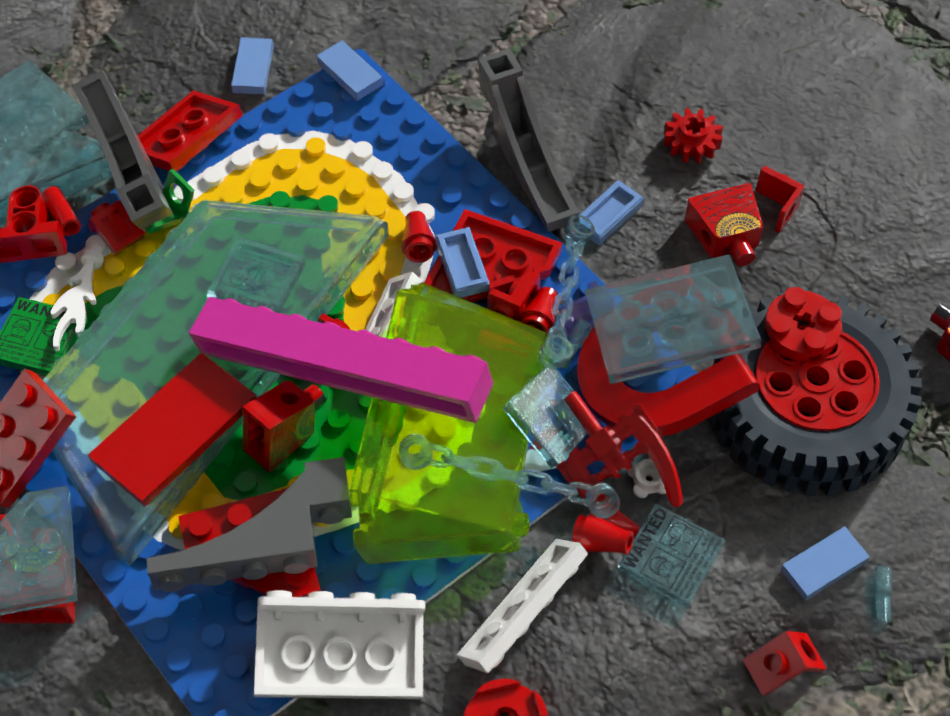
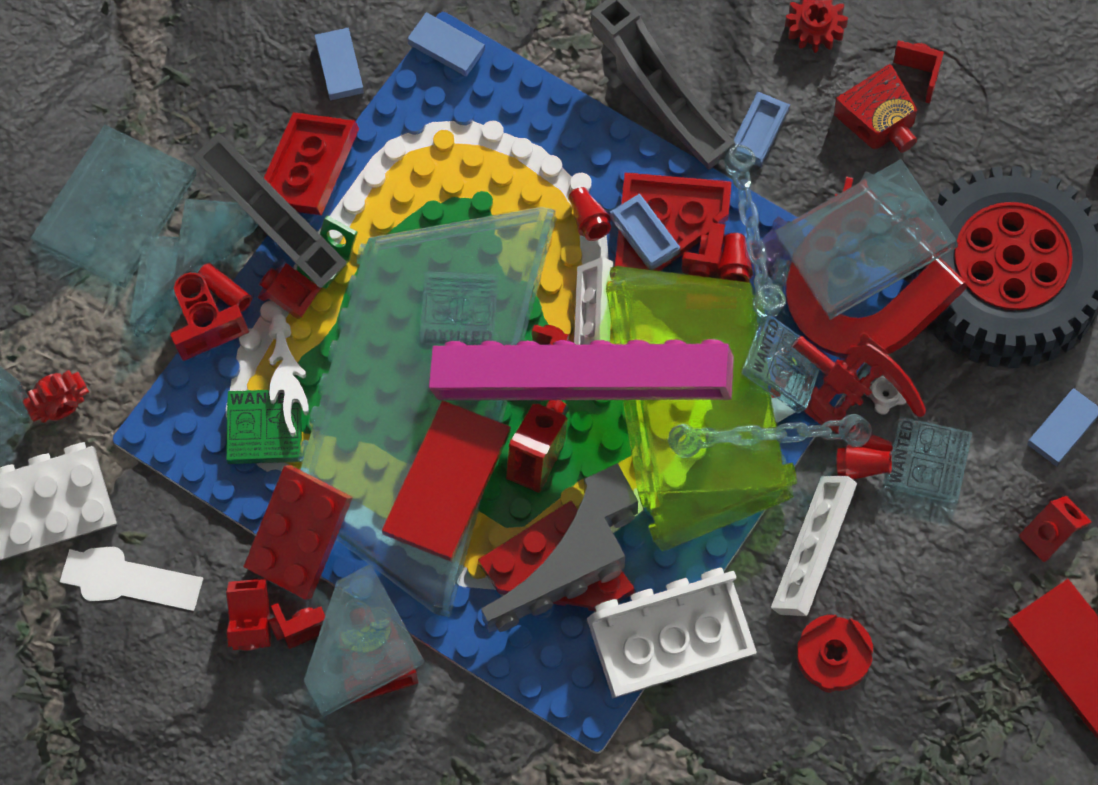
camera: 15 degrees left, 10 degrees up
(808, 307) = (990, 189): red plate -> none

